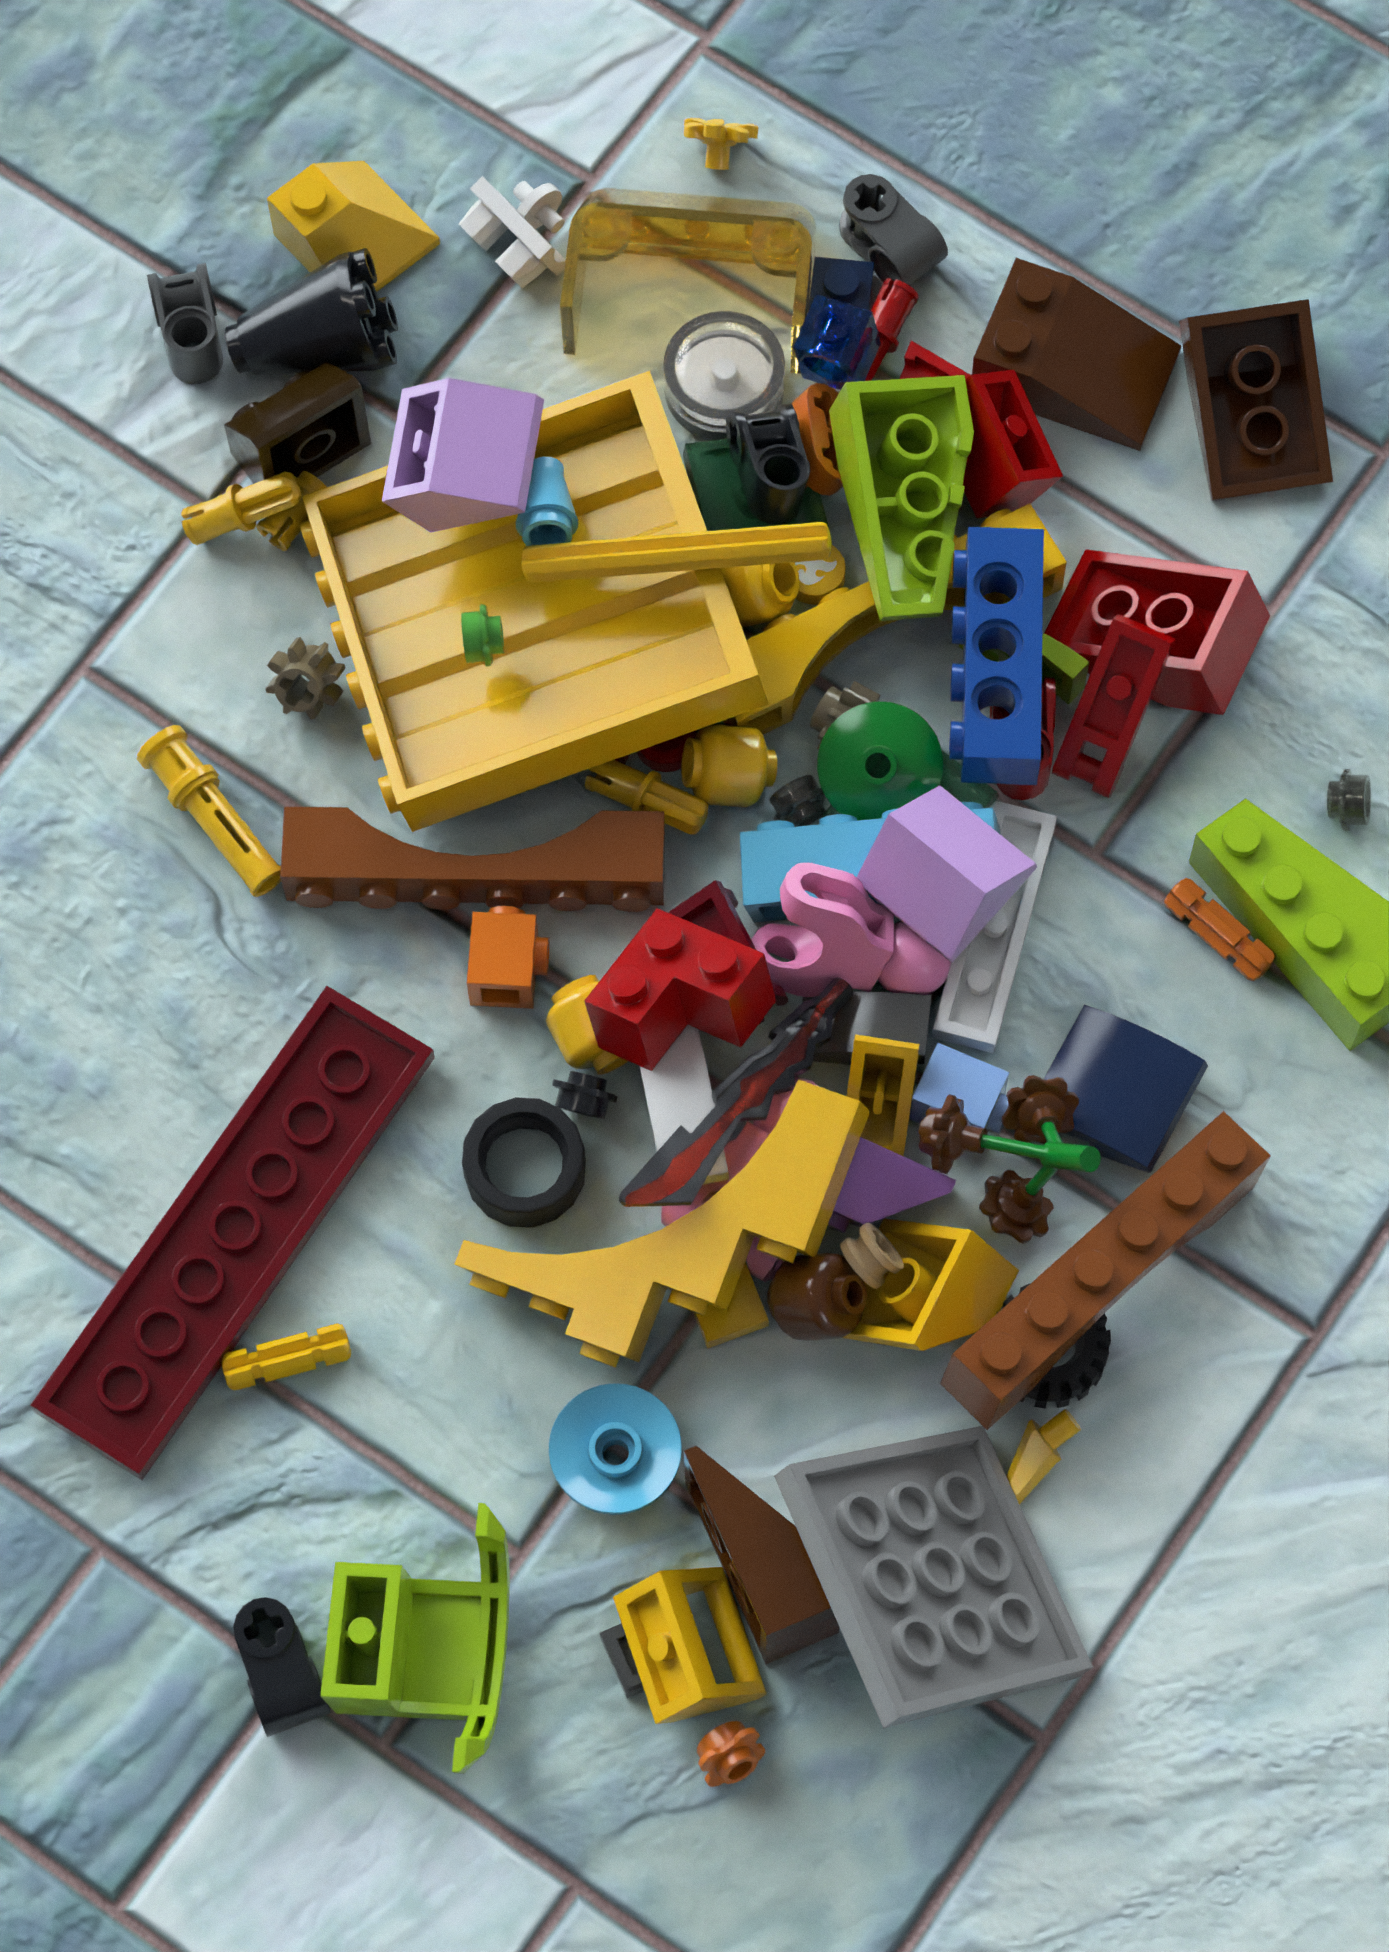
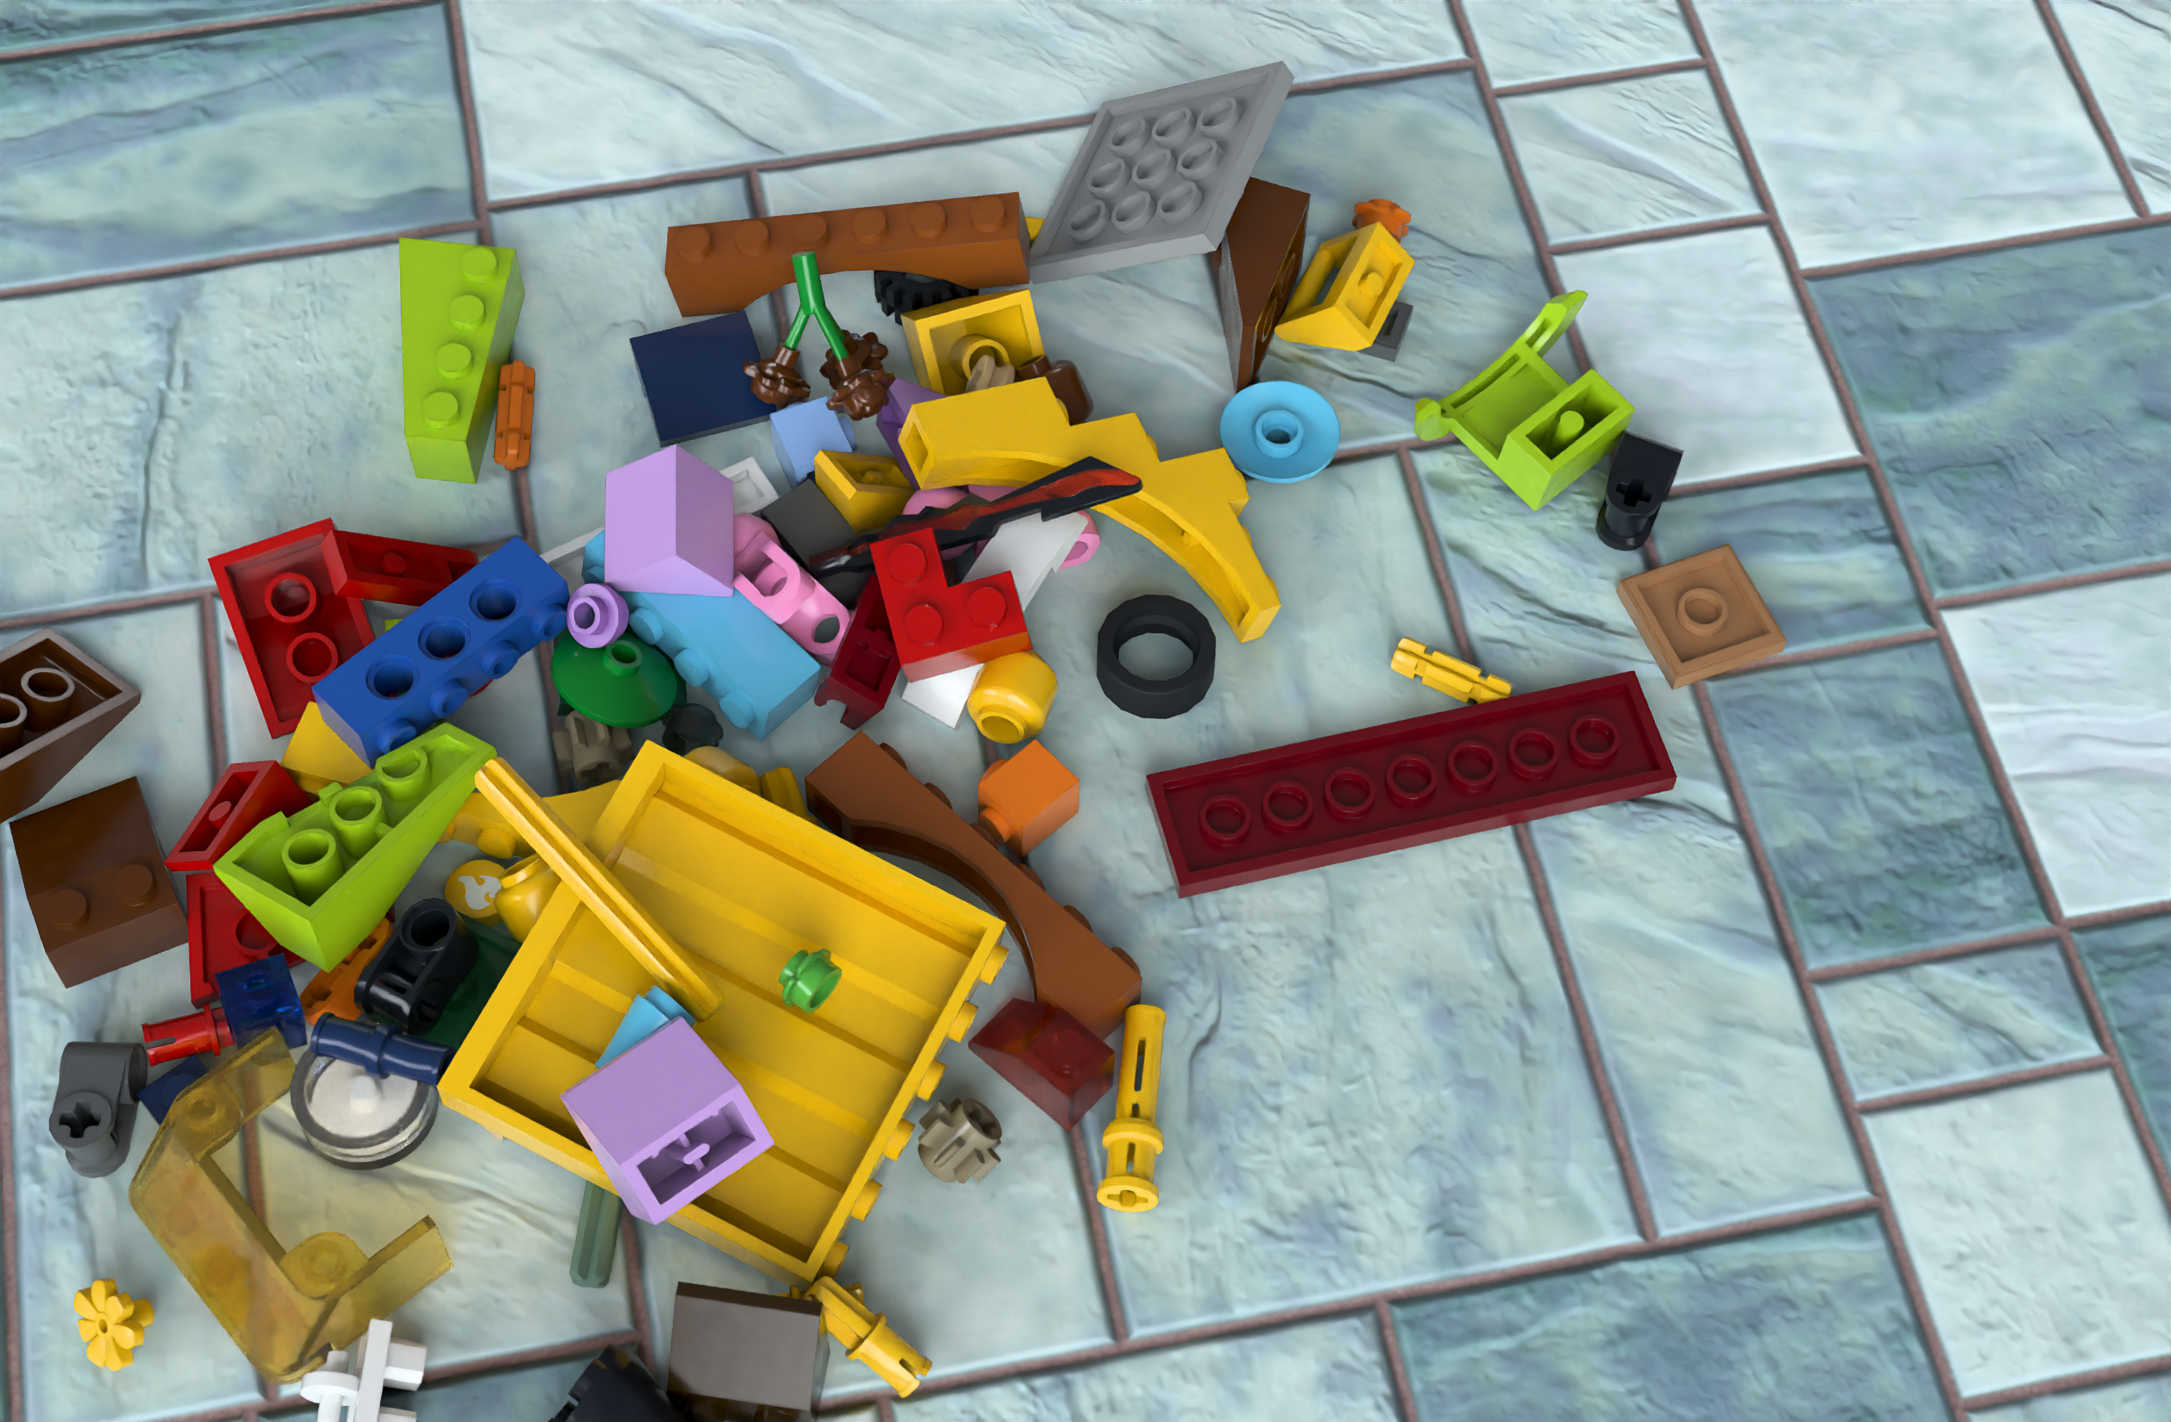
camera: 140 degrees left, 10 degrees down
(135, 1600) = (1701, 616): none -> medium nougat tile
(305, 776) = (1047, 1058): none -> clear red slope
(584, 1095) = (1070, 659): black plate -> none
(721, 378) = (380, 1049): none -> dark blue pin
(923, 766) = (610, 615): none -> medium lavender plate
(1349, 799) = (327, 415): clear smoke plate -> none

